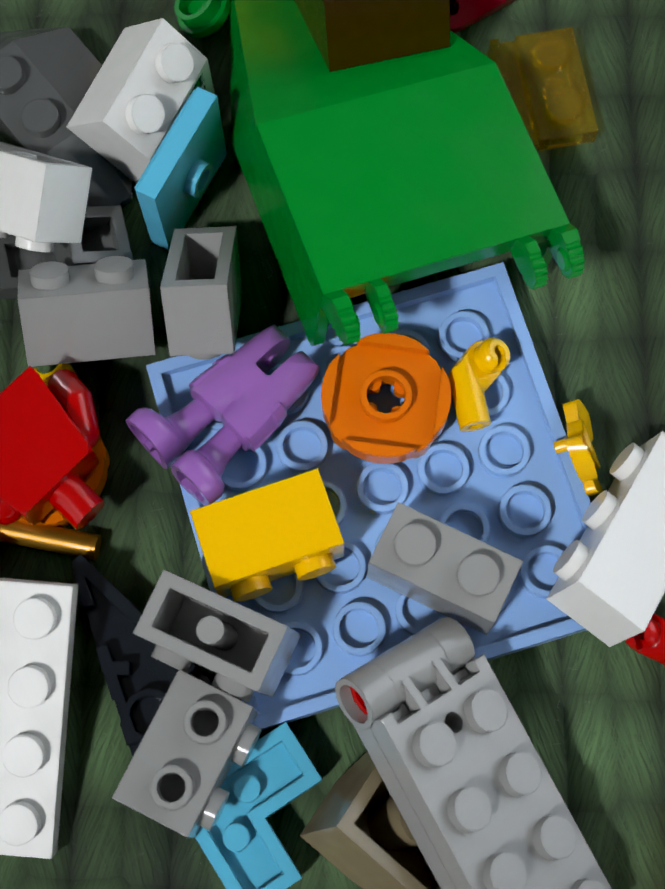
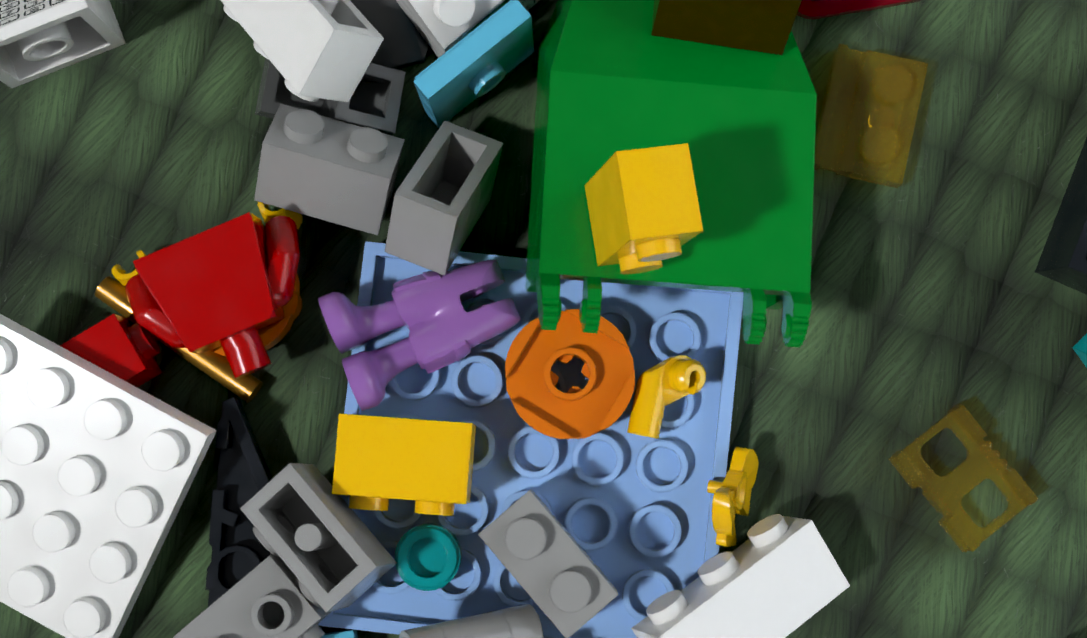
camera: 30 degrees right, 10 degrees up
(327, 619) = (428, 557): none -> teal tile
(394, 185) = (643, 207): none -> yellow brick

